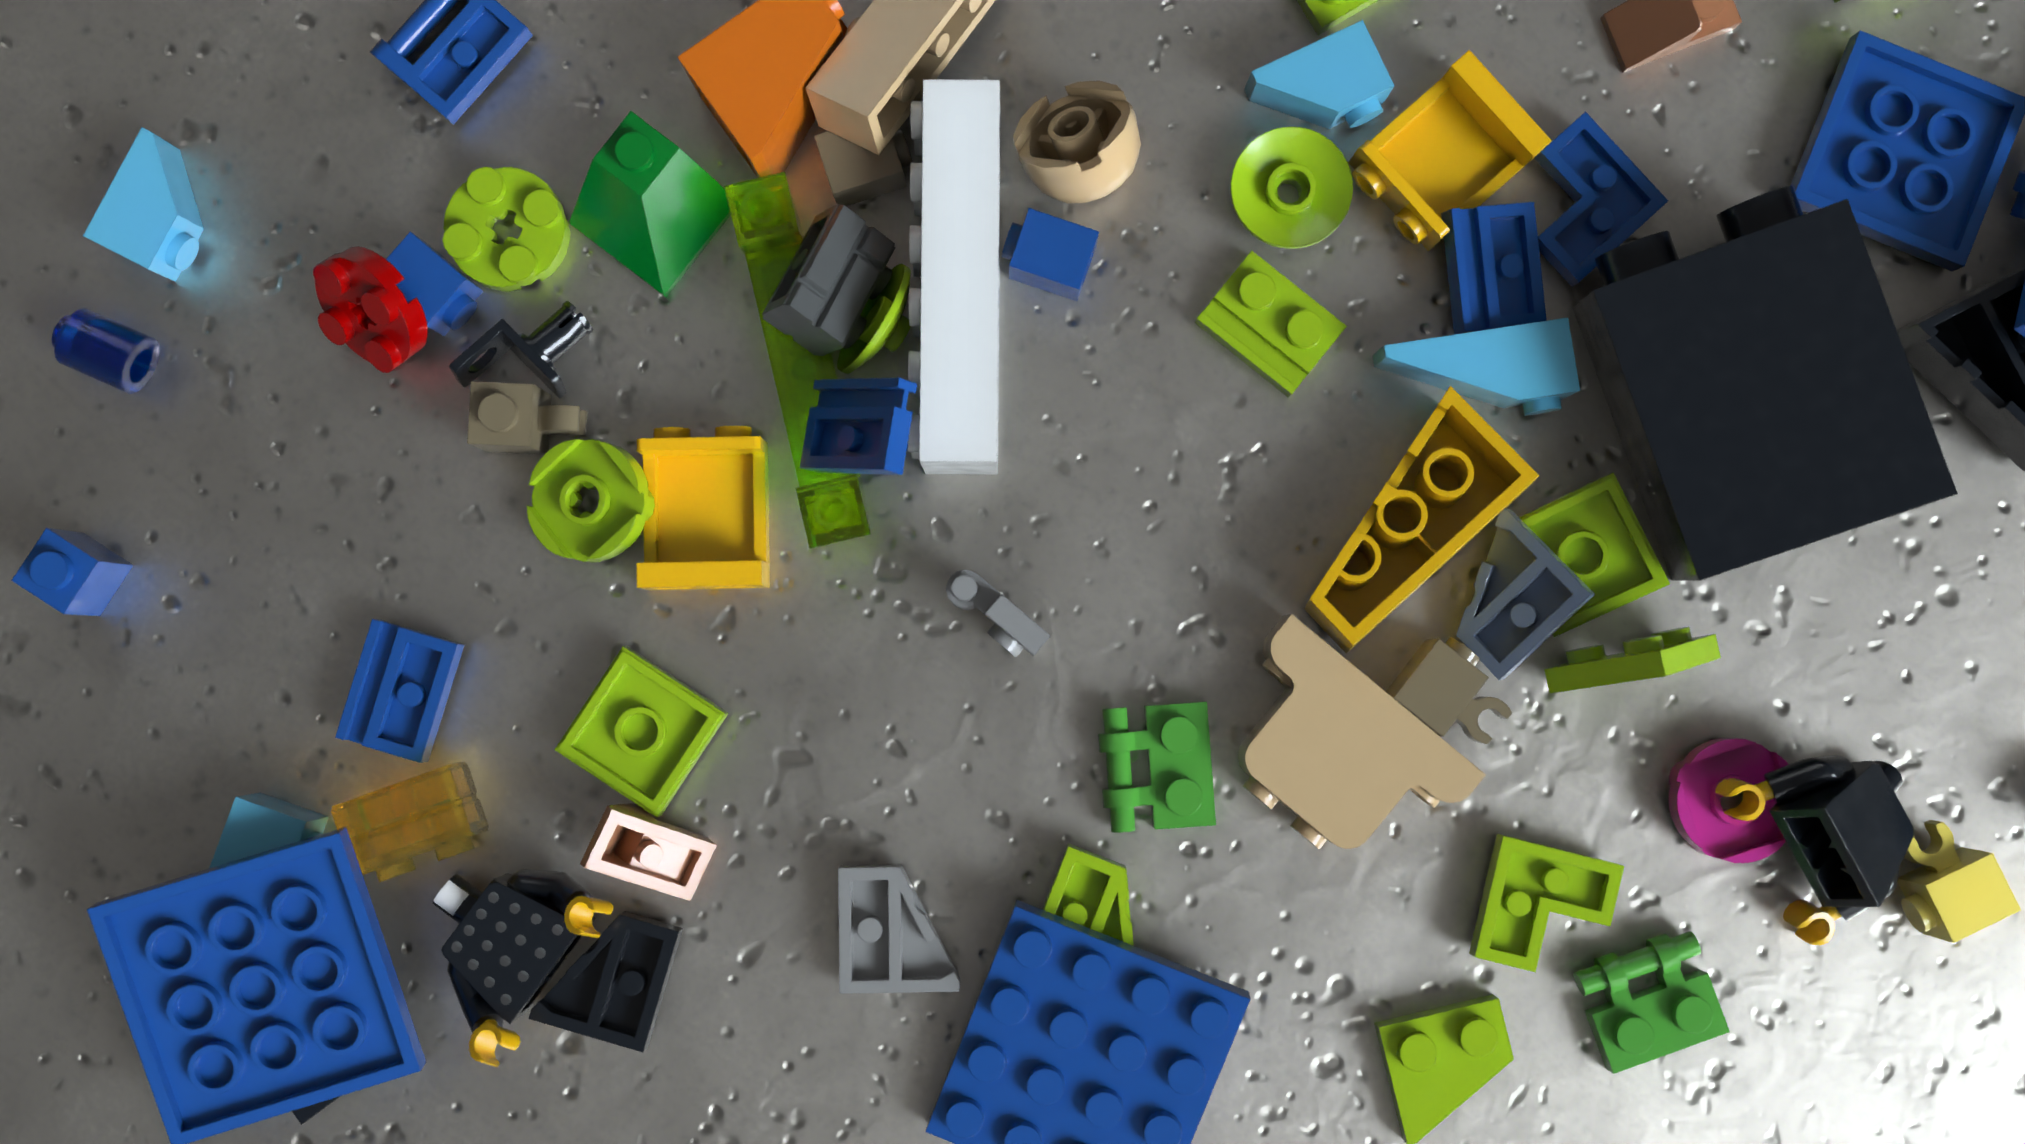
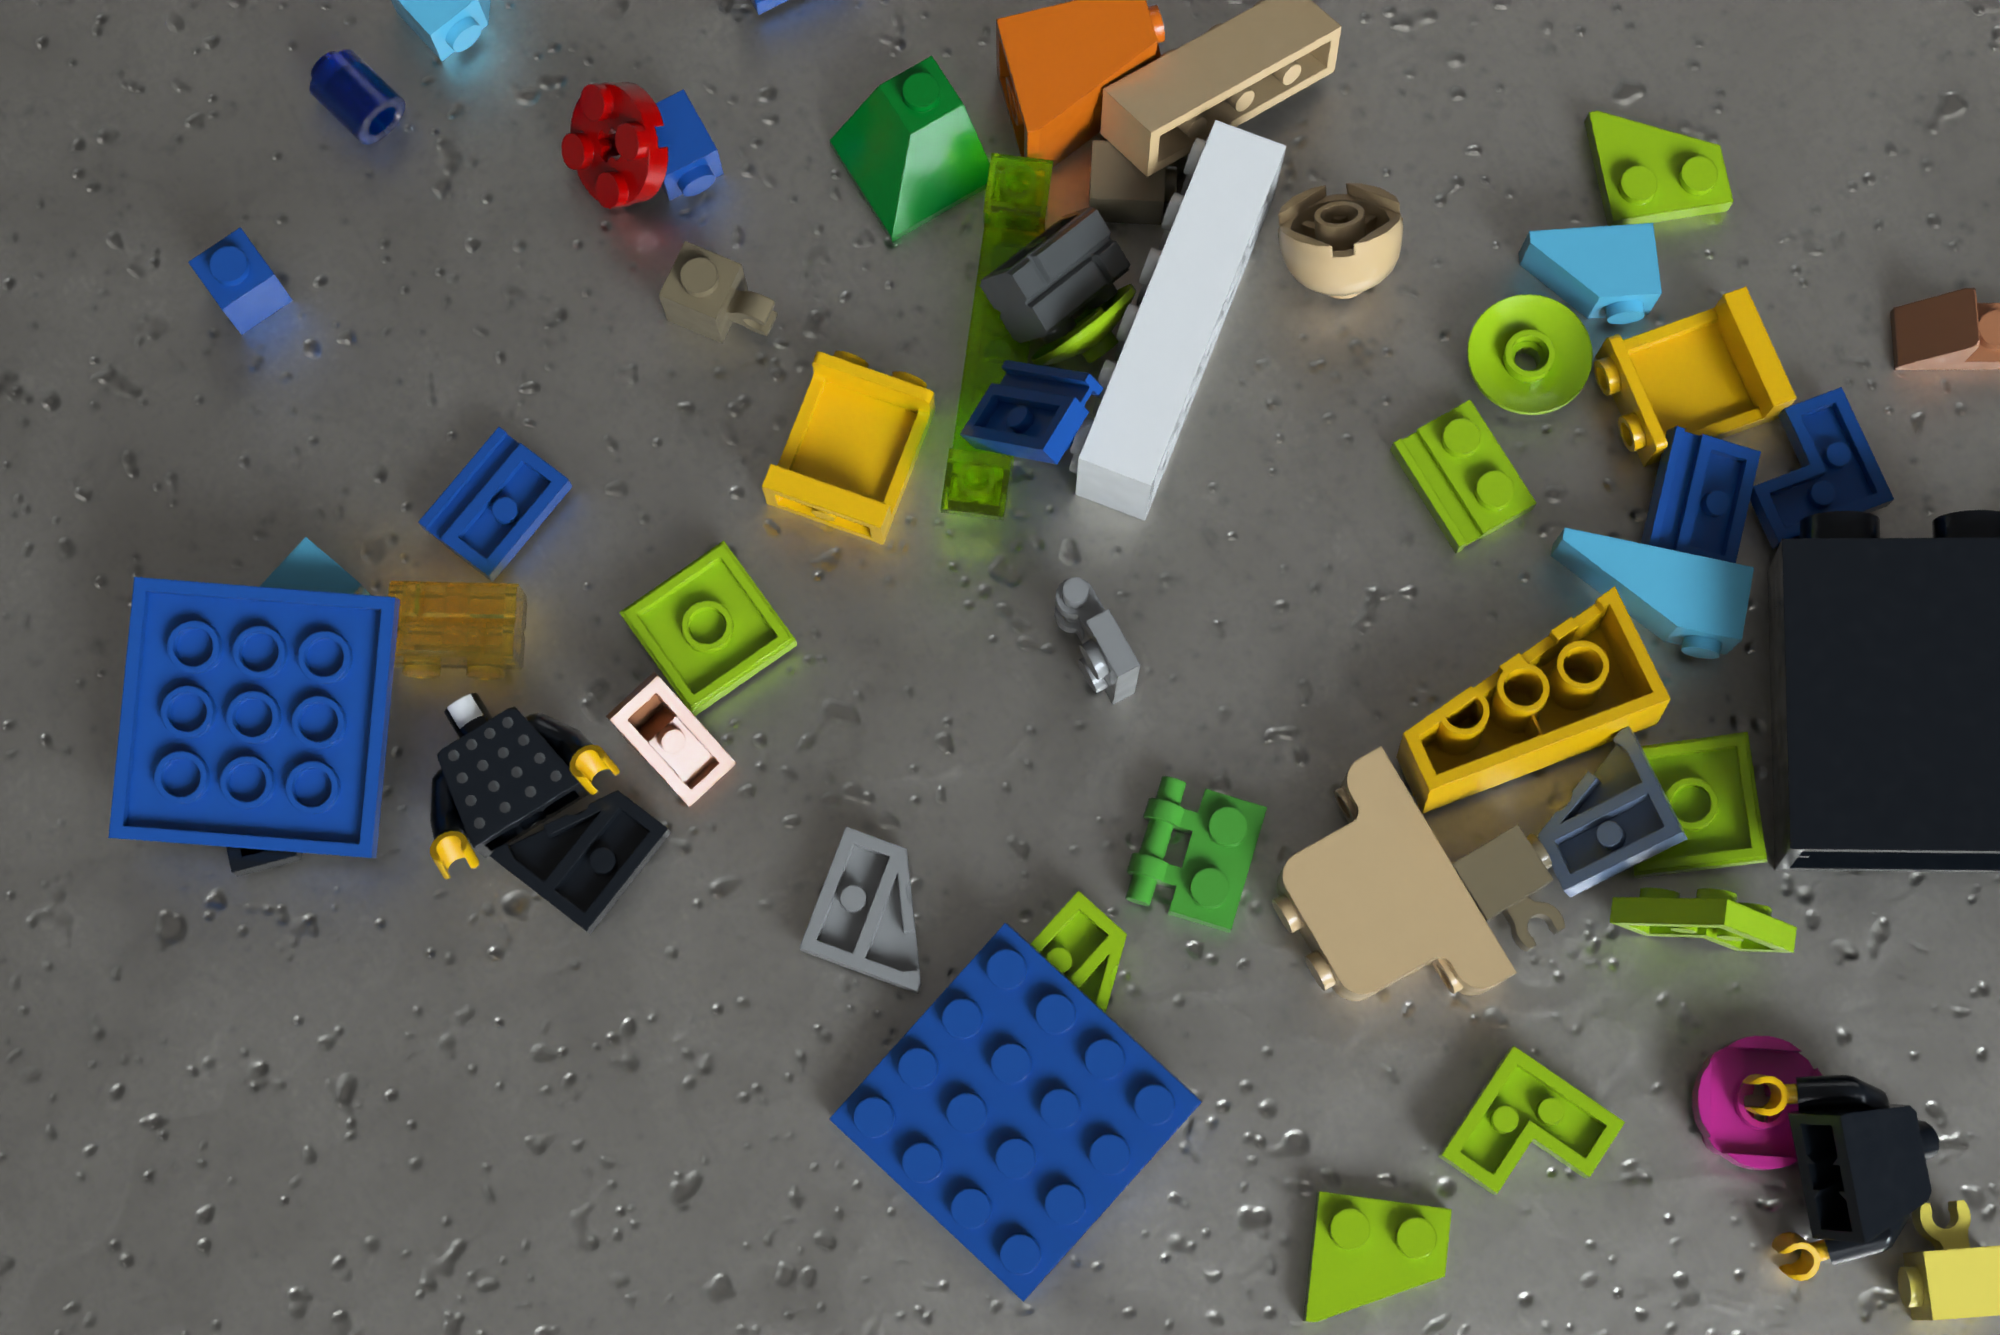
camera: 20 degrees right, 10 degrees down
(490, 197) = (762, 91): lime plate -> none
(536, 351) = (749, 241): black bracket -> none
(622, 500) = (774, 413): lime plate -> none
(1050, 253) = (1275, 331): blue brick -> none
(1657, 1018) = (1605, 1296): bright green plate -> none

